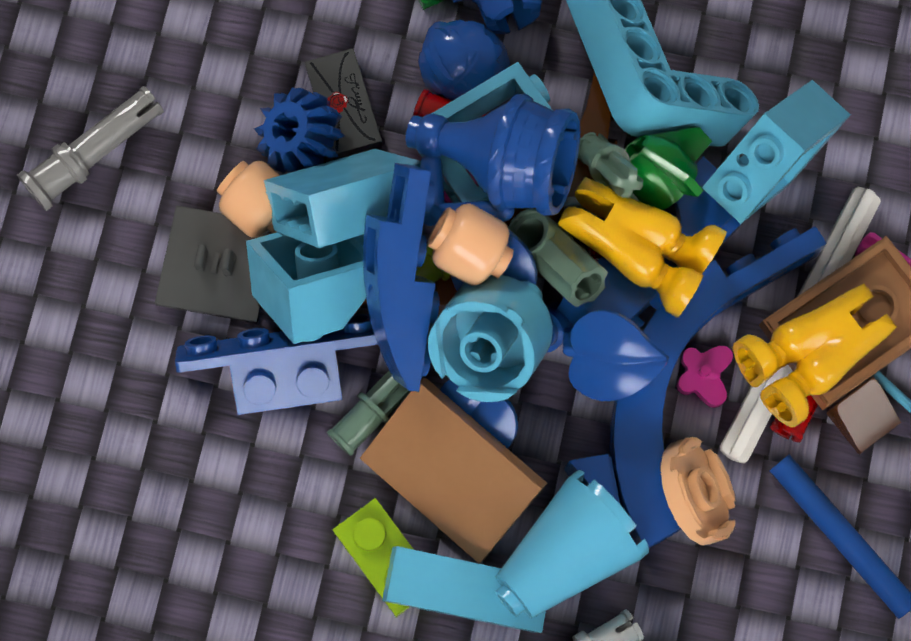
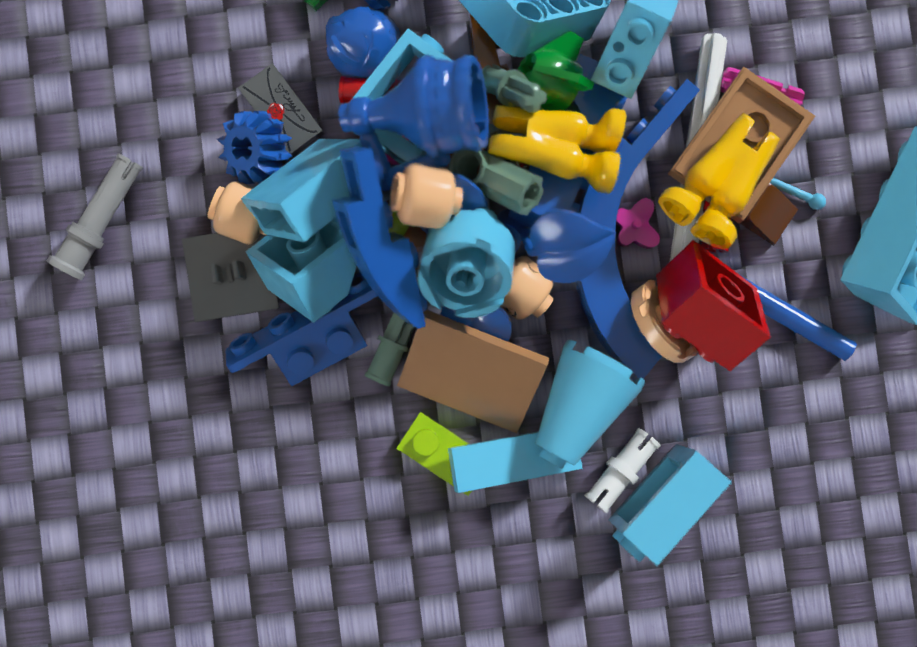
camera: 15 degrees left, 10 degrees up
(548, 399) = (528, 291): none -> light nougat head
(596, 468) = (585, 335): blue slope -> none
(753, 489) = (711, 307): none -> red brick

